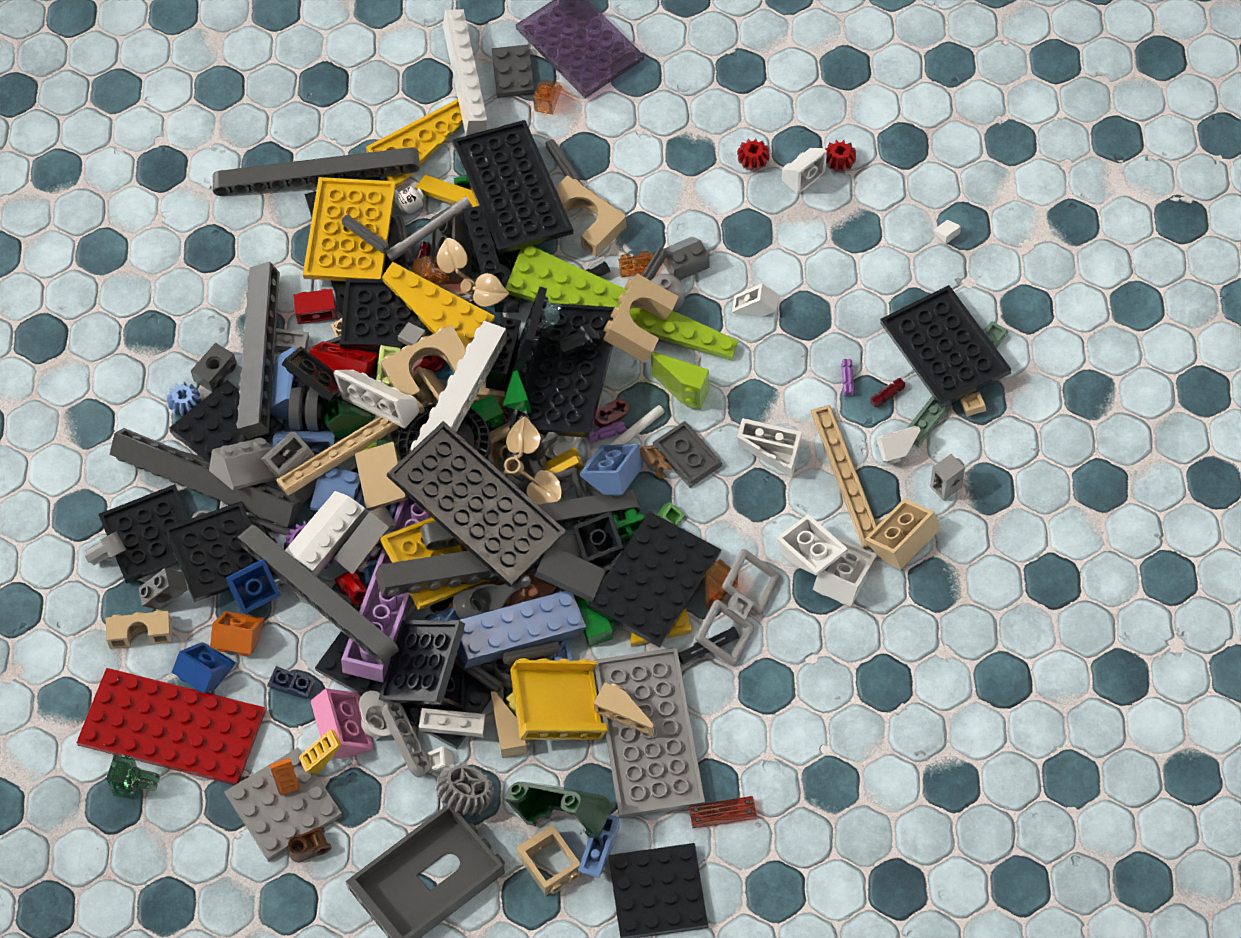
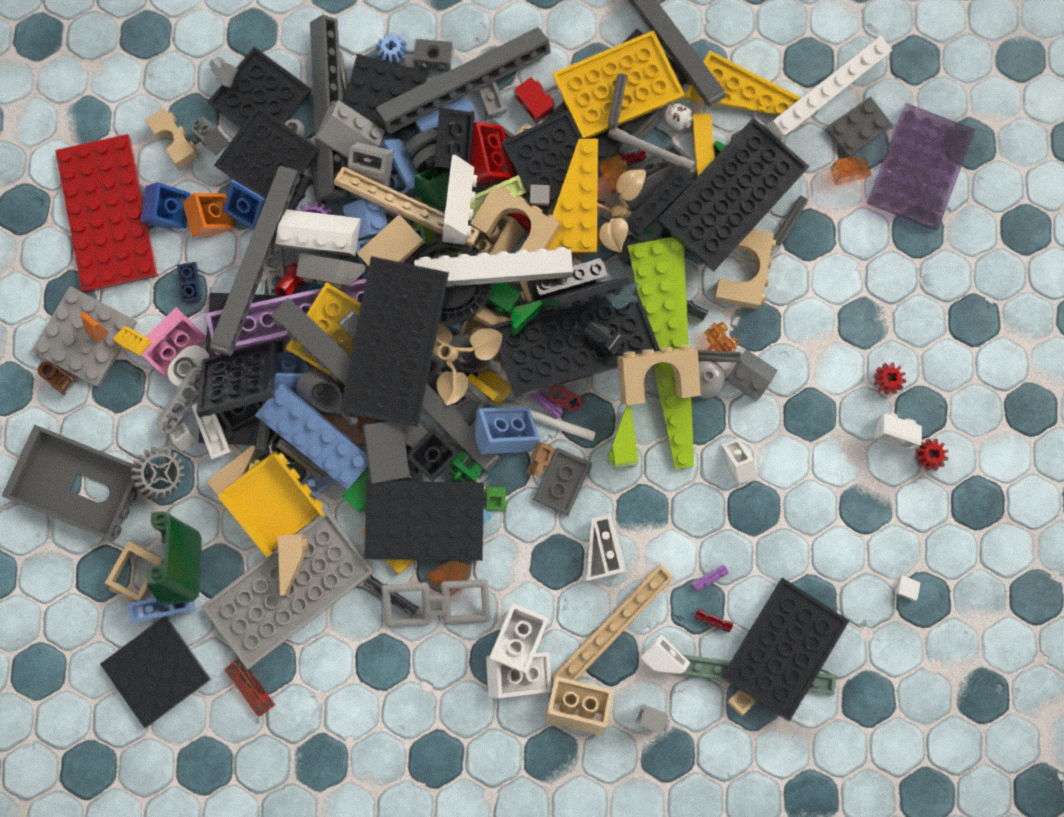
camera: 55 degrees right, 20 degrees up
(126, 777) = (38, 208): clear green brick -> none

